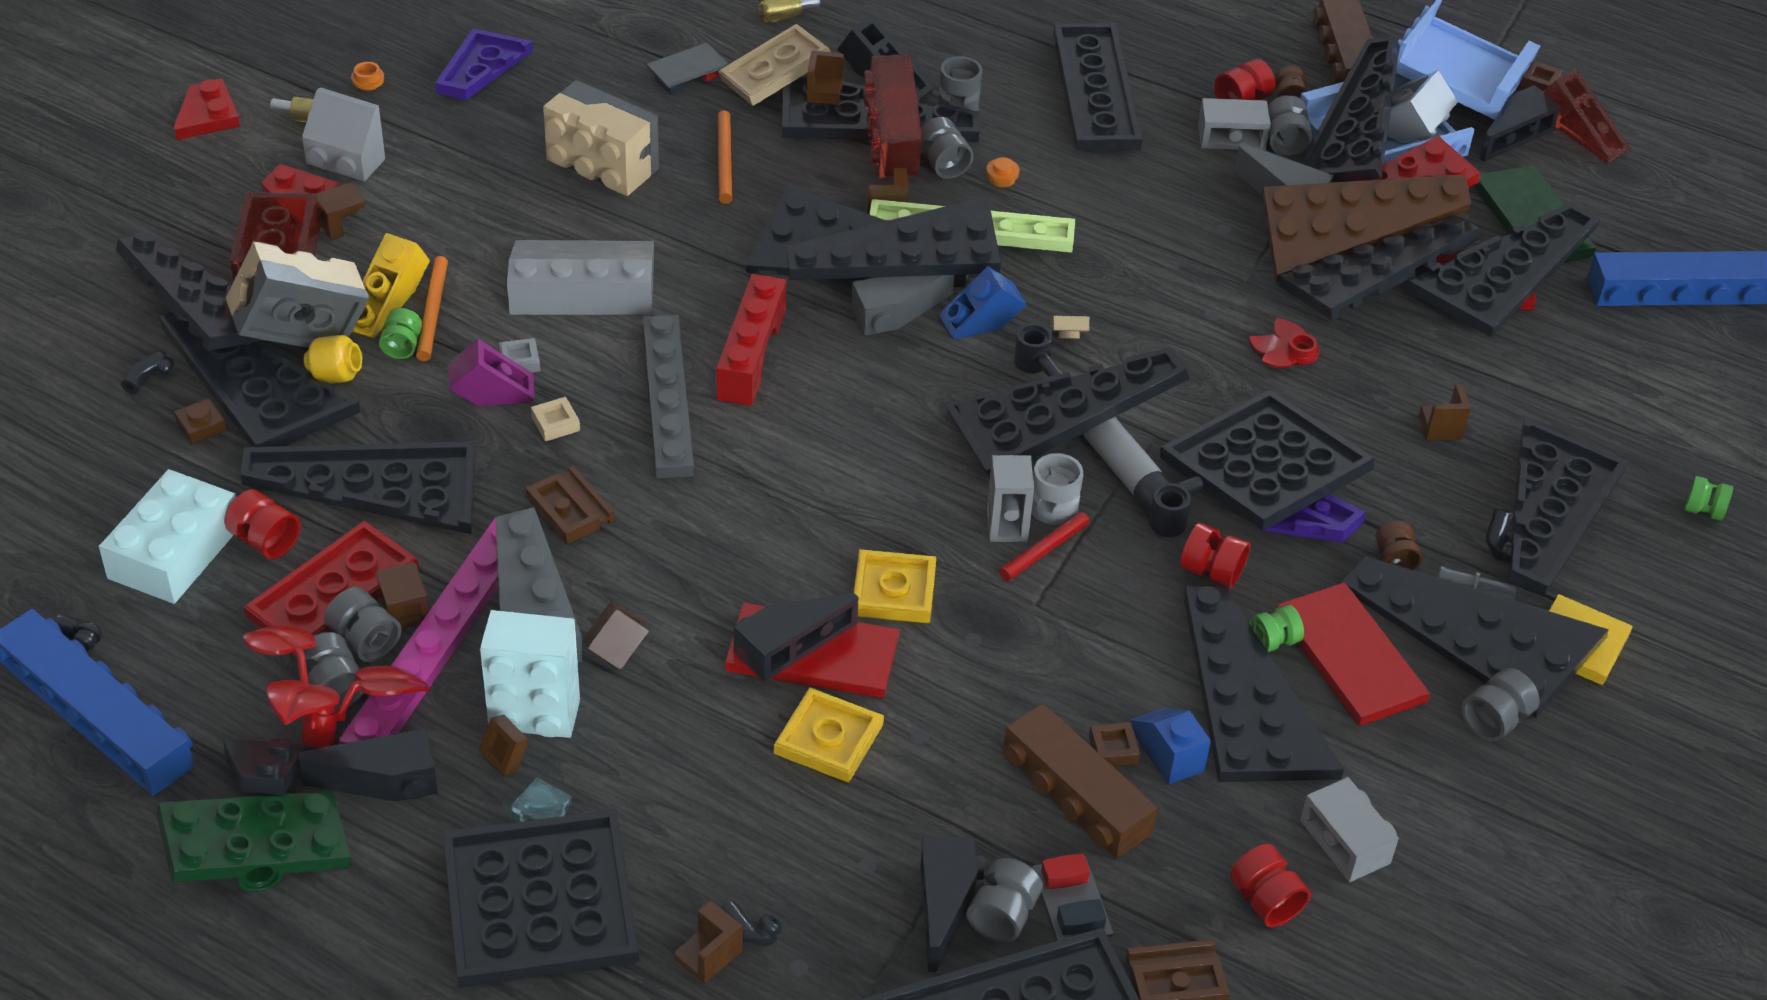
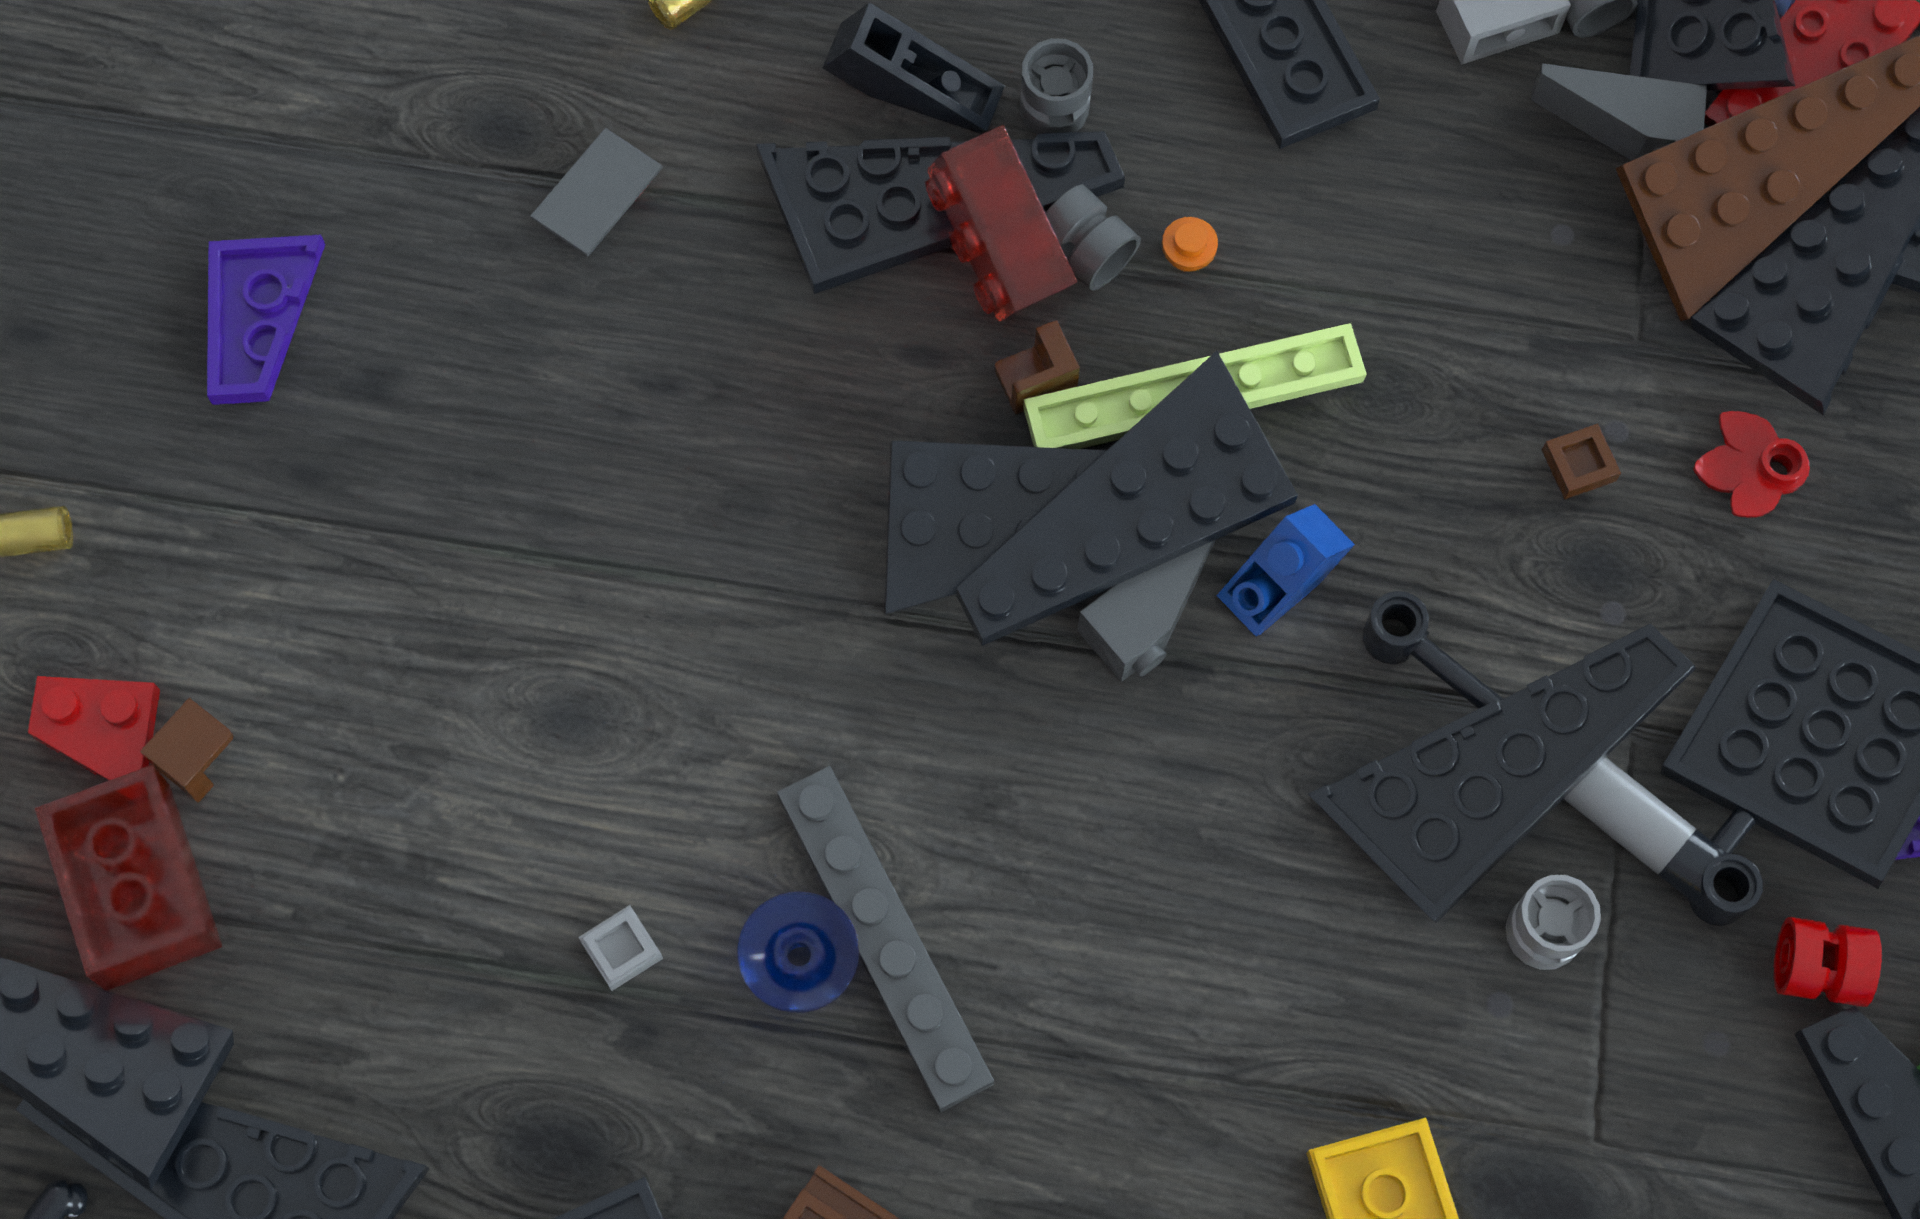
camera: 20 degrees left, 25 degrees up
(295, 296) = (240, 1024): dark grey piece -> none
(333, 359) = (340, 1088): yellow head -> none
(343, 135) = (121, 594): light grey slope -> none
(367, 76) = (83, 414): orange plate -> none
(390, 281) = (345, 895): yellow slope -> none
(400, 333) = (418, 985): bright green wheel -> none
(432, 309) = (435, 898): orange bar -> none
(489, 377) = (605, 1027): magenta slope -> none
(555, 419) = (741, 1068): tan plate -> none
(580, 277) = (638, 730): light grey slope -> none
(601, 137) = (545, 437): tan piece -> none
(615, 379) = (794, 922): none -> clear blue dish
(724, 157) = (743, 374): orange bar -> none
(745, 348) = (970, 782): red arch -> none
(772, 64) = (742, 145): tan tile -> none
(825, 77) = (845, 165): reddish brown panel -> none
(1010, 498) = (1502, 980): light grey brick -> none
(1044, 546) = (1566, 1025): red bar -> none
(1069, 326) = (1429, 554): tan plate -> none
(1181, 313) = (1581, 461): none -> reddish brown plate

